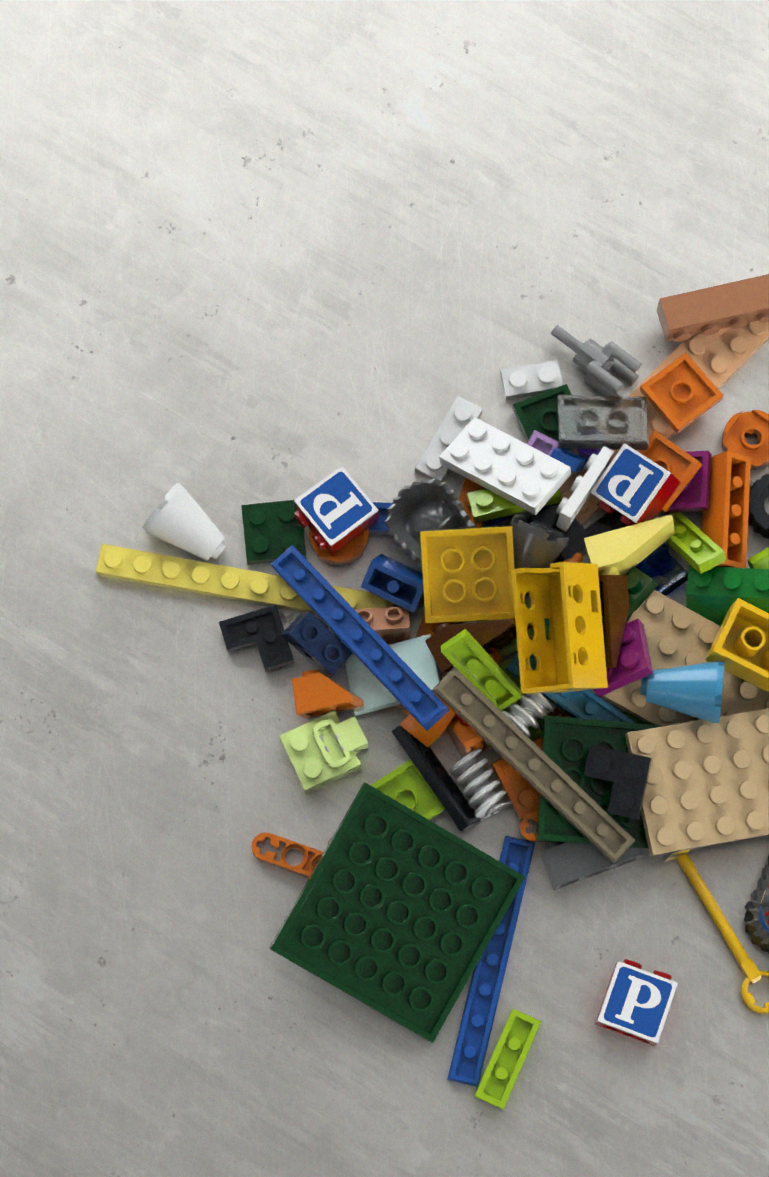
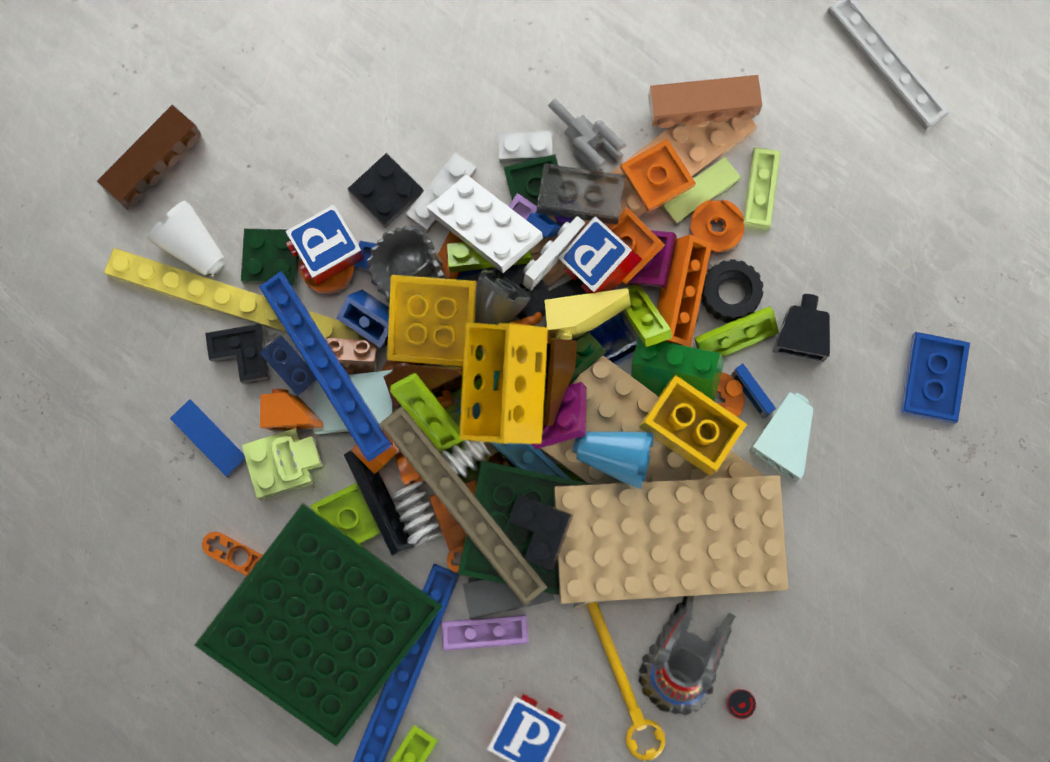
camera: 10 degrees right, 5 degrees up
(126, 442) = (150, 157): none -> reddish brown brick
(239, 734) = (208, 438): none -> blue tile
(388, 445) = (385, 190): none -> black plate
(571, 902) = (484, 632): none -> lavender tile
(737, 396) = (707, 187): none -> yellowish green tile

